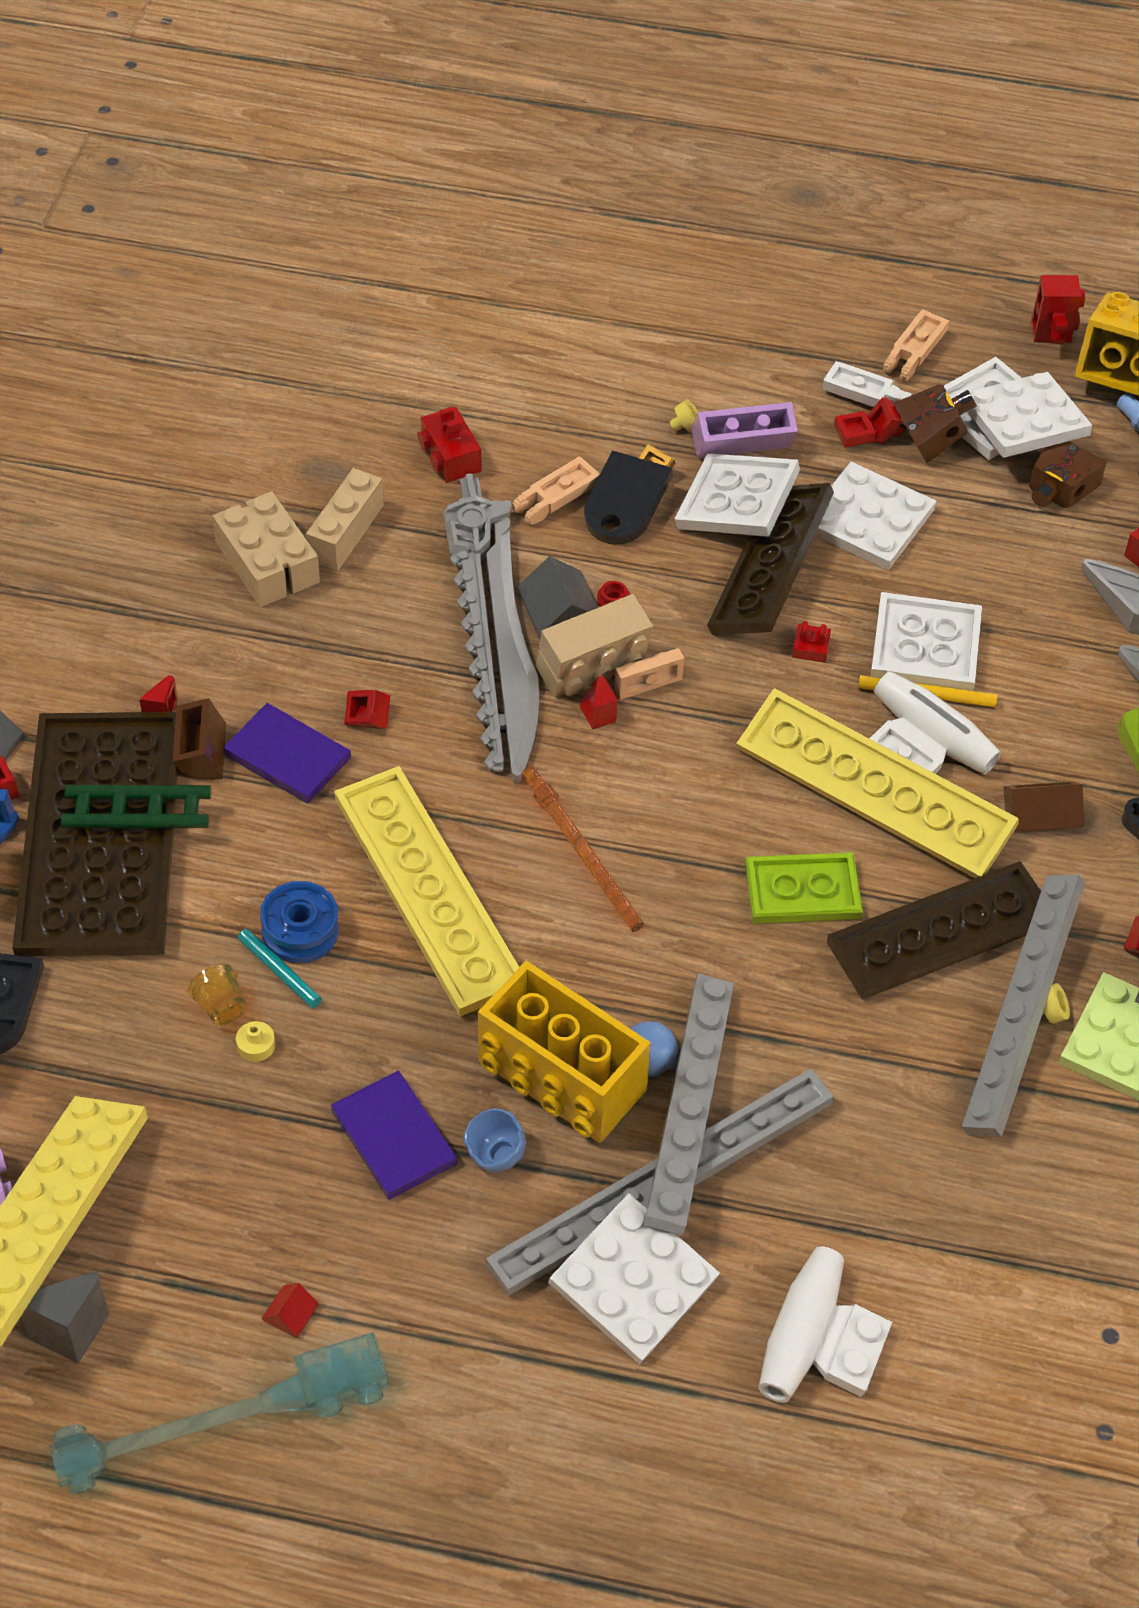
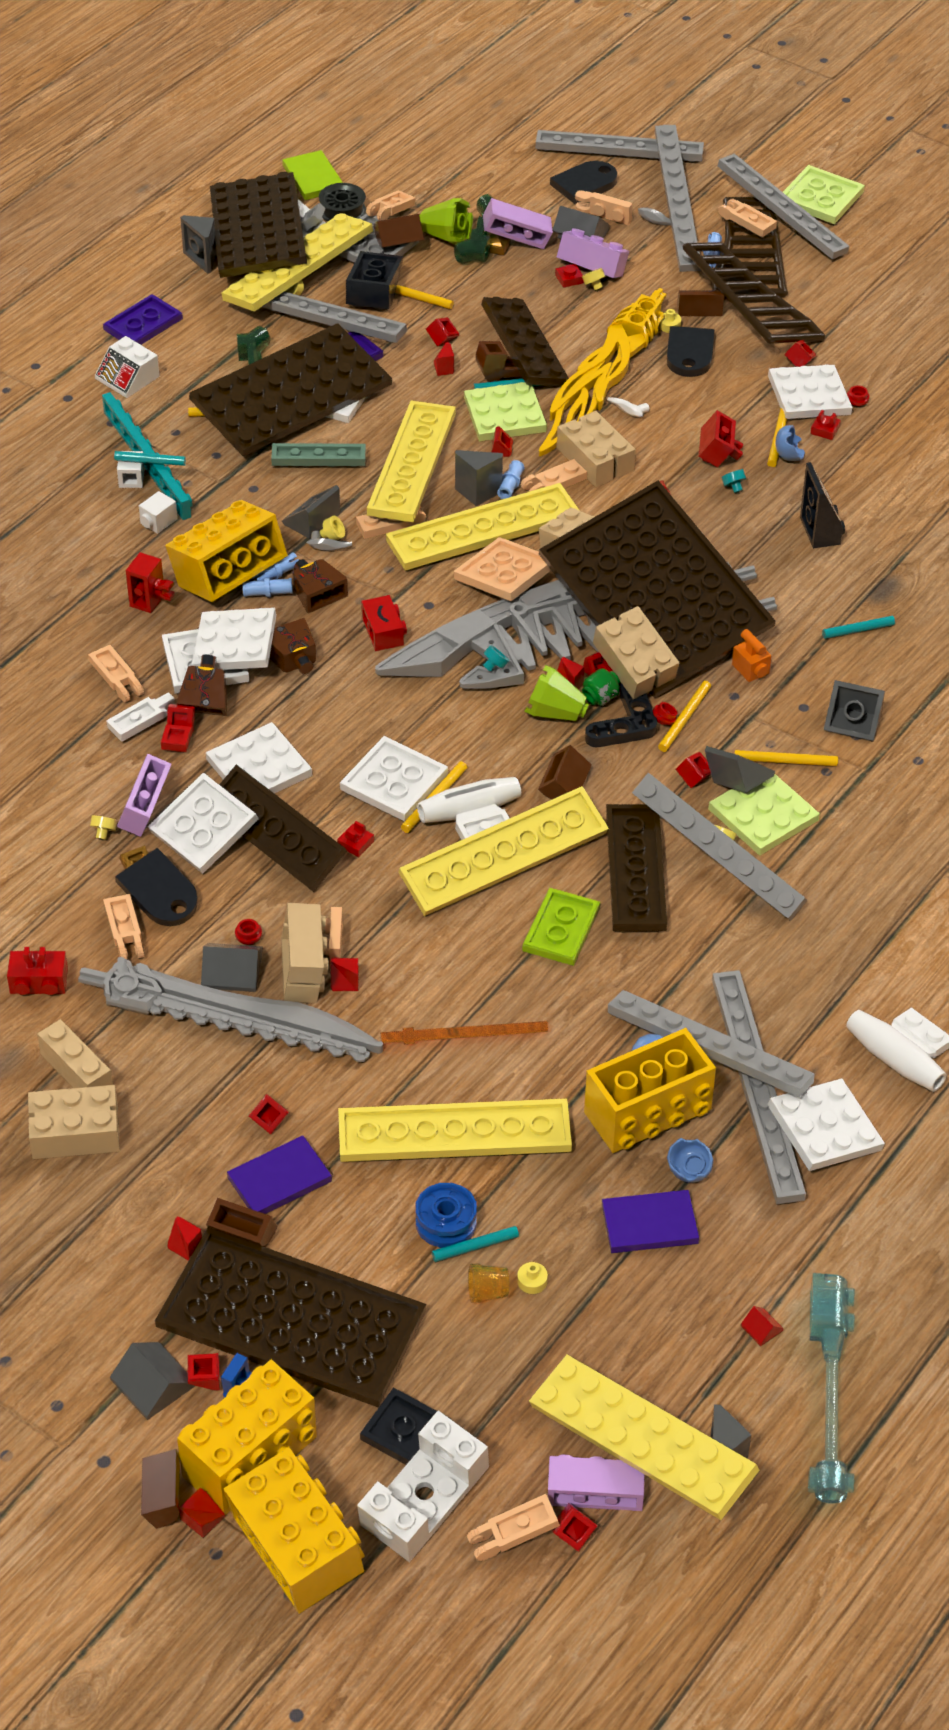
camera: 65 degrees left, 5 degrees down
(119, 796) = (294, 1295): dark green bar -> none

